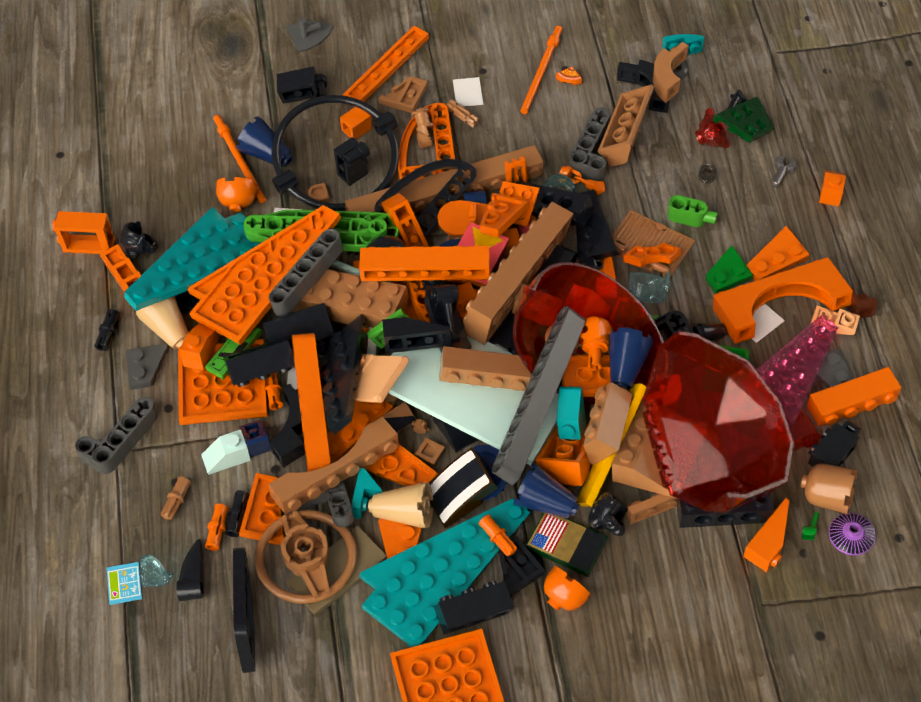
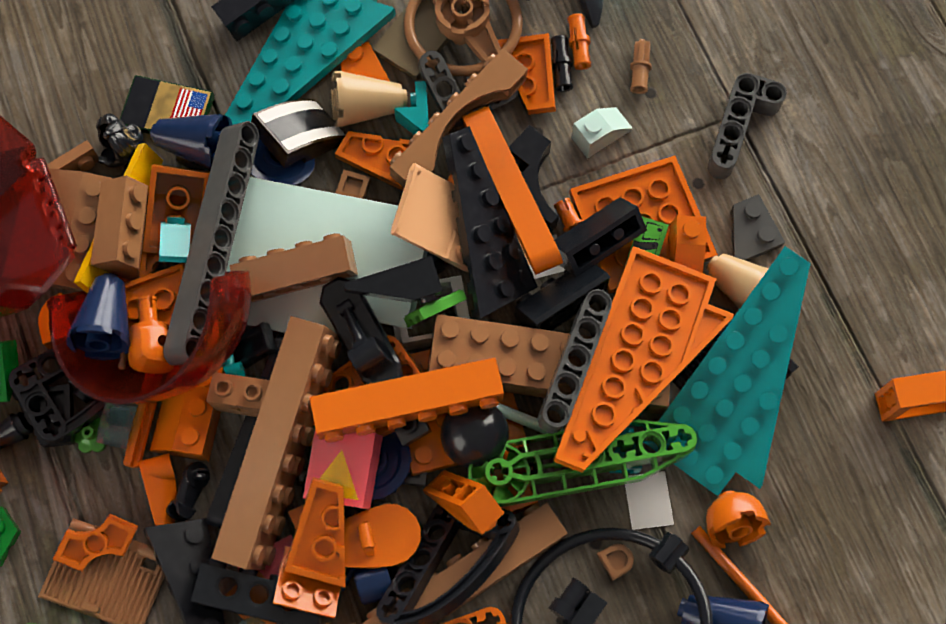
camera: 165 degrees right, 15 degrees up
(107, 330) = (823, 268): black pin -> none
(120, 267) = (836, 355): orange slope -> none
(134, 242) = (851, 405): black hair -> none
(255, 438) = (573, 152): dark blue slope -> none
(498, 535) = (244, 84): orange axle -> none
(520, 568) = (217, 66): black wing -> none
(564, 591) = (155, 42): orange cylinder -> none
(649, 287) = (95, 484): clear light blue piece -> none

